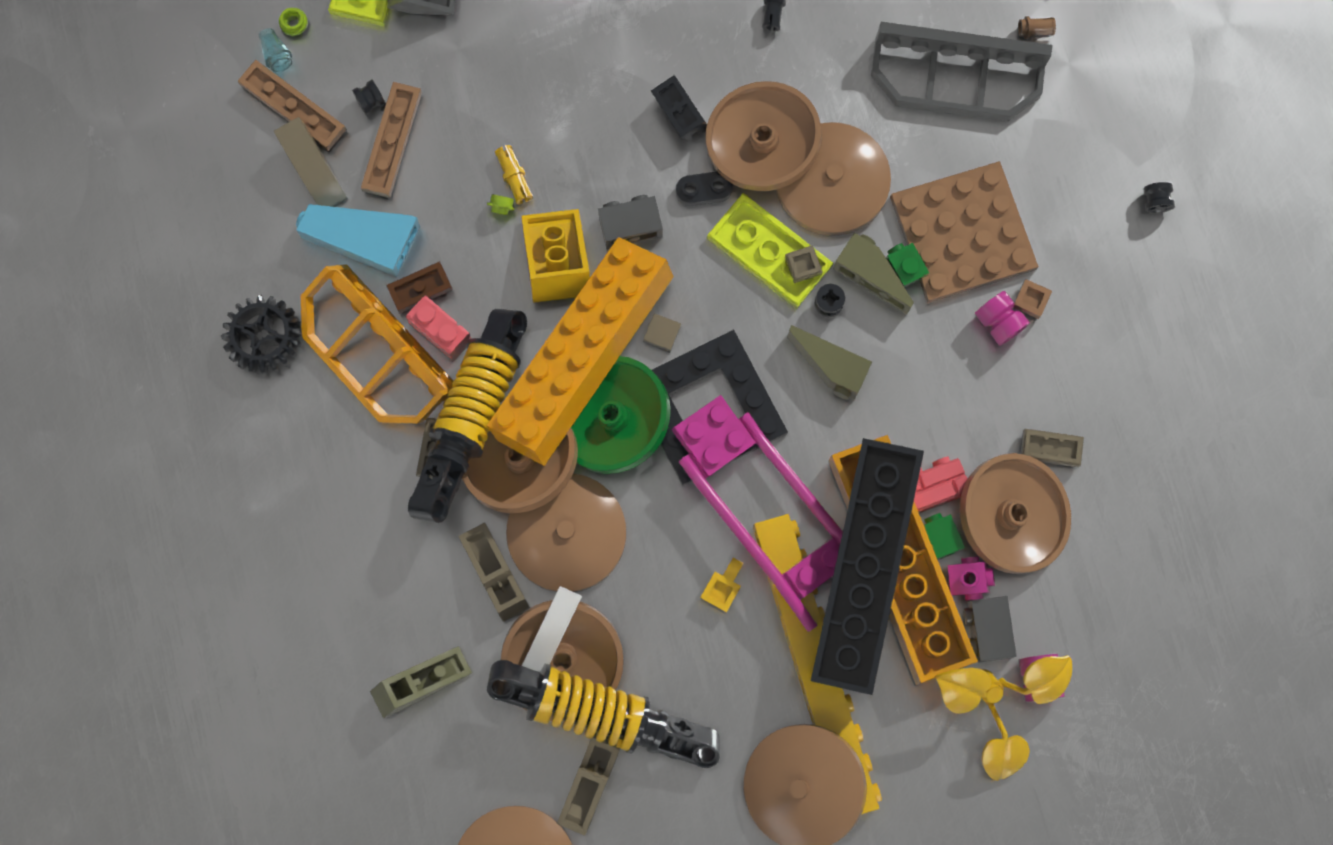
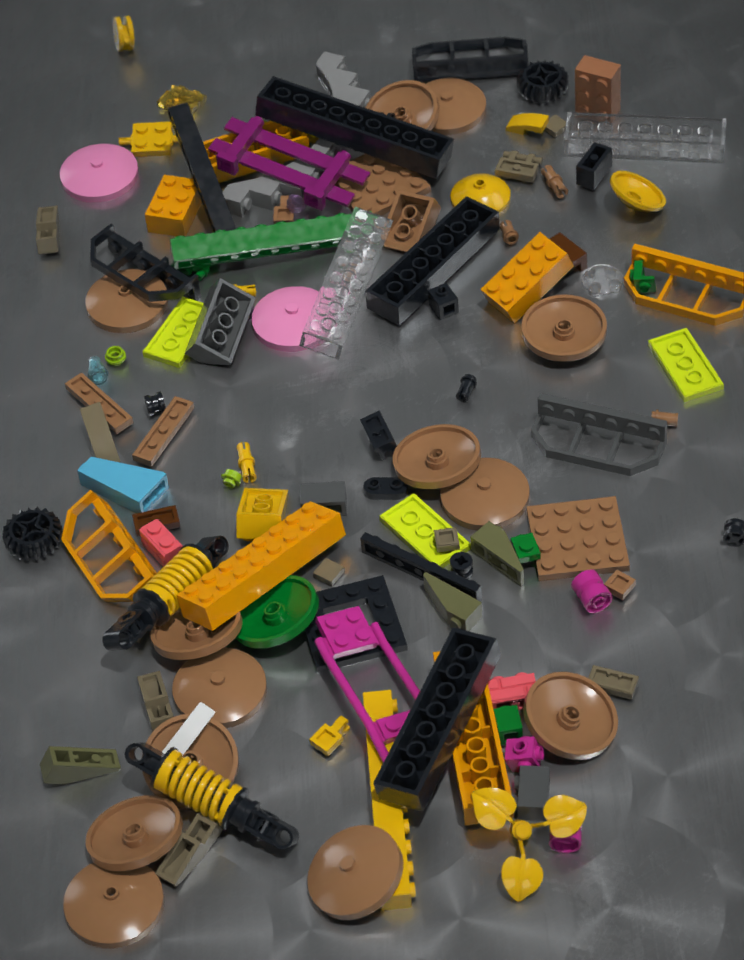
camera: 20 degrees right, 30 degrees down
(518, 778) = (134, 833): none -> medium nougat dish
(769, 308) = (415, 565): none -> black plate

